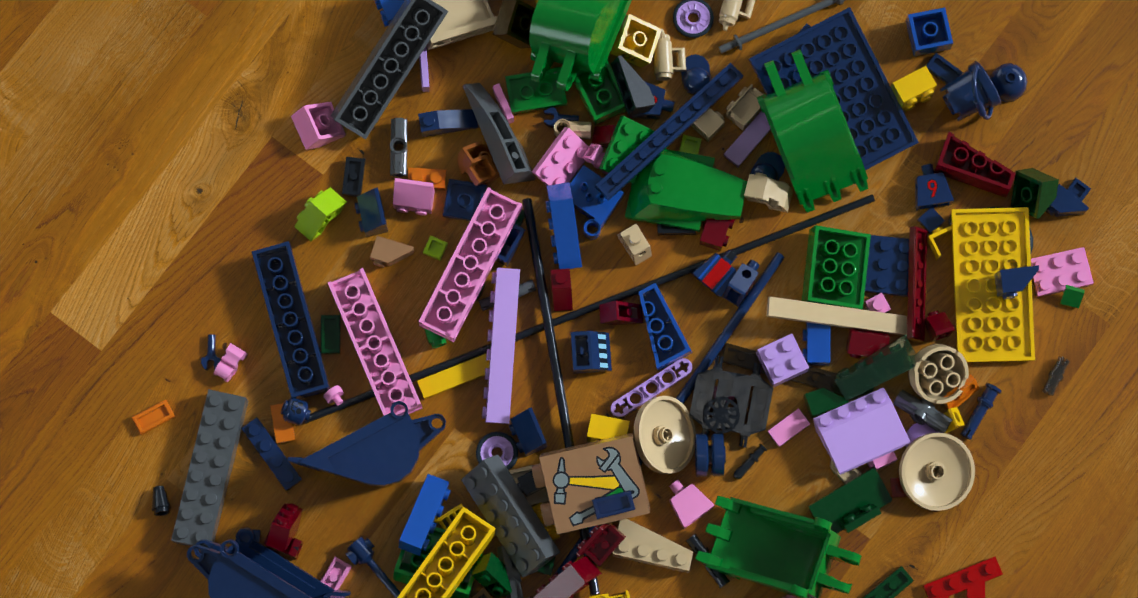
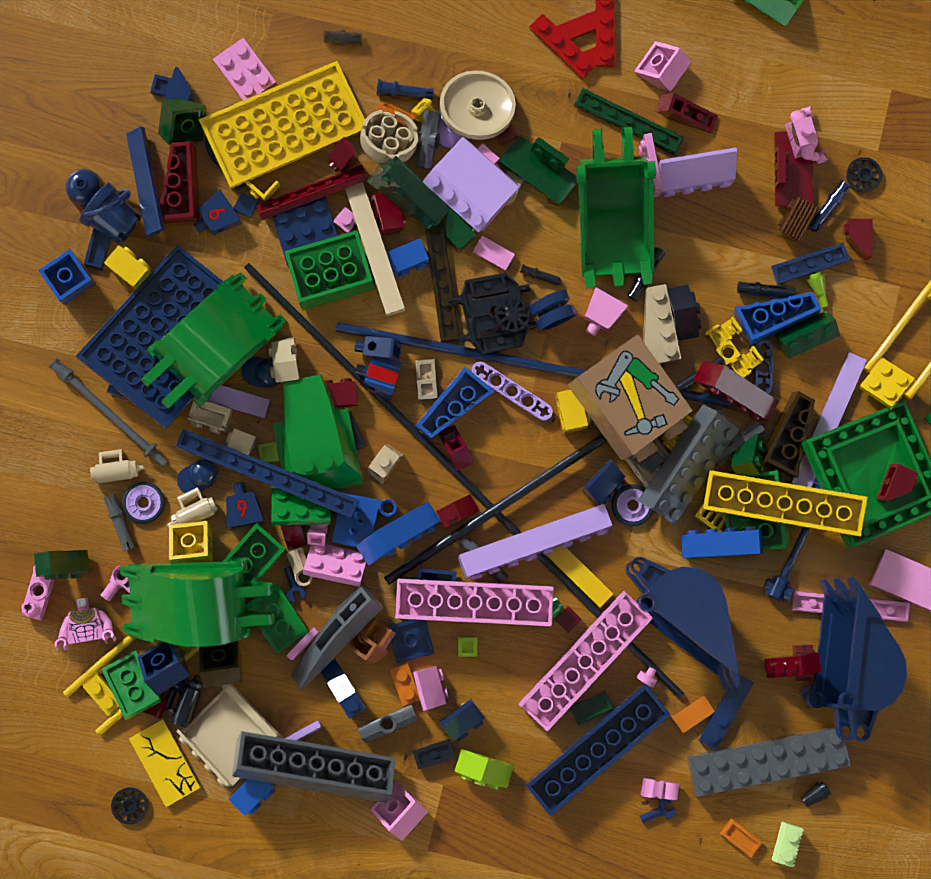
camera: 115 degrees left, 5 degrees up
(128, 454) = (787, 844): none -> yellowish green brick
(295, 411) = (679, 706): dark blue head -> none
(389, 252) = (491, 688): medium nougat slope -> none
(419, 348) = (567, 619): none -> dark red tile
(590, 352) = (504, 459): dark blue slope -> none
(602, 543) = (680, 370): dark red bracket -> none
(613, 504) = (645, 369): dark blue tile -> none
(633, 89) = (241, 523): black slope -> none
(655, 577) = (684, 312): none -> black brick
(664, 435) = (553, 357): tan dish -> none
(696, 315) = (426, 379): none -> tan slope
(782, 360) = (437, 281): lavender piece -> none
(989, 136) = (145, 181): none -> dark blue tile
(1013, 281) = (275, 101): dark blue slope -> none
(1072, 296) = (263, 51): green tile -> none

